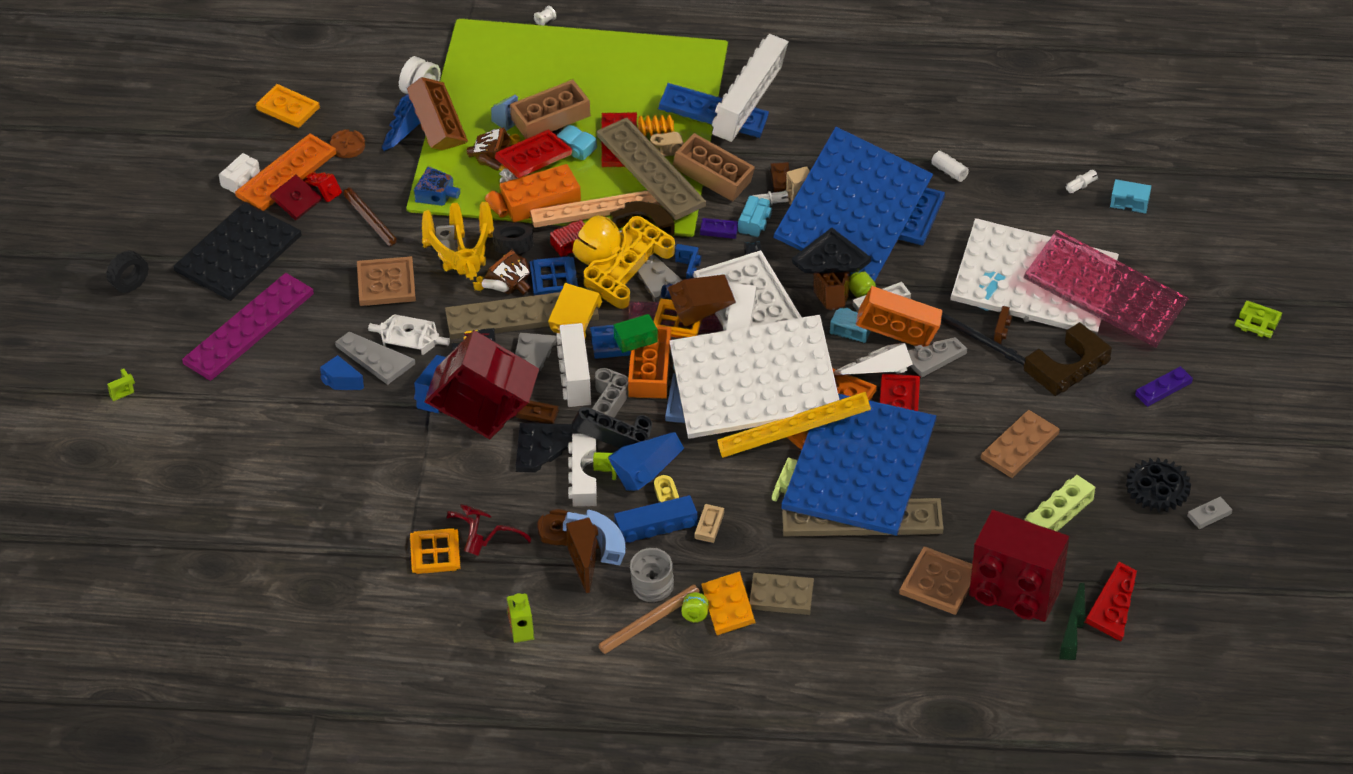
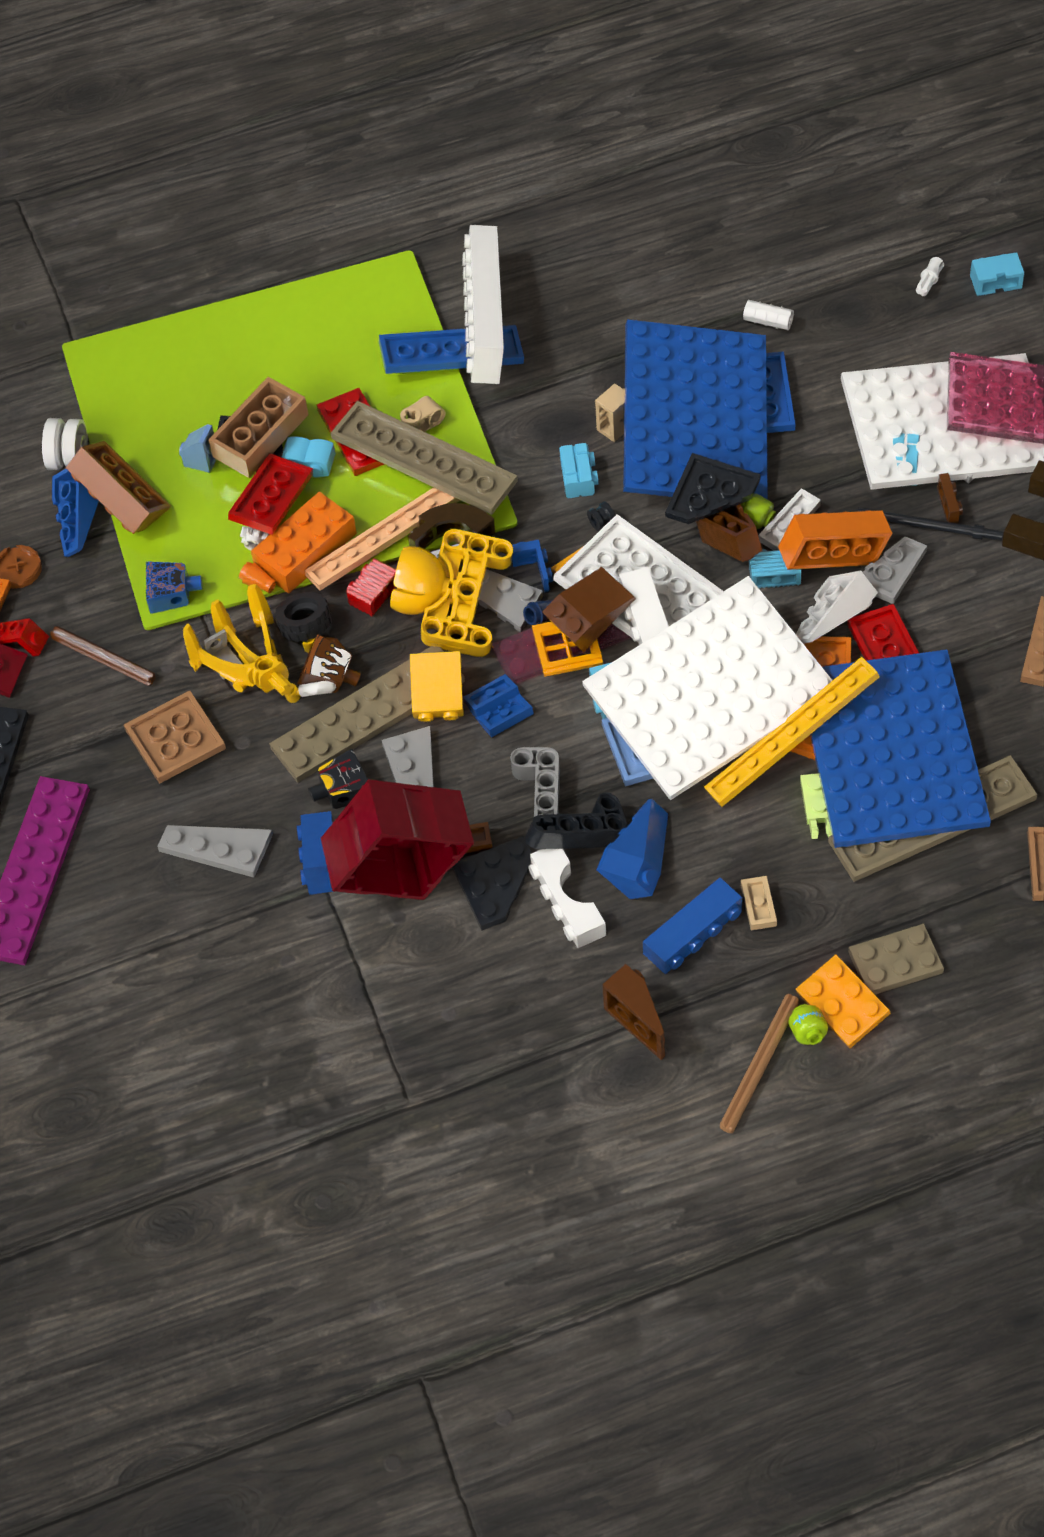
camera: 20 degrees left, 10 degrees up
(341, 375) = (192, 890): blue slope -> none
(417, 551) = (424, 1095): light orange piece -> none
(421, 337) = (263, 798): white plate -> none
(475, 541) = (492, 1050): dark red plant -> none
(490, 143) = (210, 504): reddish brown torso -> none
(517, 610) = (605, 1127): lime torso -> none
(537, 277) = (360, 657): blue piece -> none
(546, 528) = (574, 1000): reddish brown plate -> none
(548, 12) = (170, 300): white bush -> none
(574, 365) = (479, 759): white brick -> none
(602, 463) = (586, 875): lime bracket -> none
(609, 535) = (661, 979): light blue arch -> none
(635, 333) = (537, 689): green brick -> none
(650, 368) = (566, 716): orange brick -> none
(652, 575) = (736, 991): light grey wheel -> none
(655, 126) = (394, 396): light orange piece -> none
(668, 492) = (685, 884): light yellow plate -> none
(713, 167) = (496, 425): medium nougat brick -> none
(719, 228) = (543, 502): dark purple plate -> none
(776, 197) = (585, 436): white axle -> none
(779, 175) = (577, 405): reddish brown plate -> none

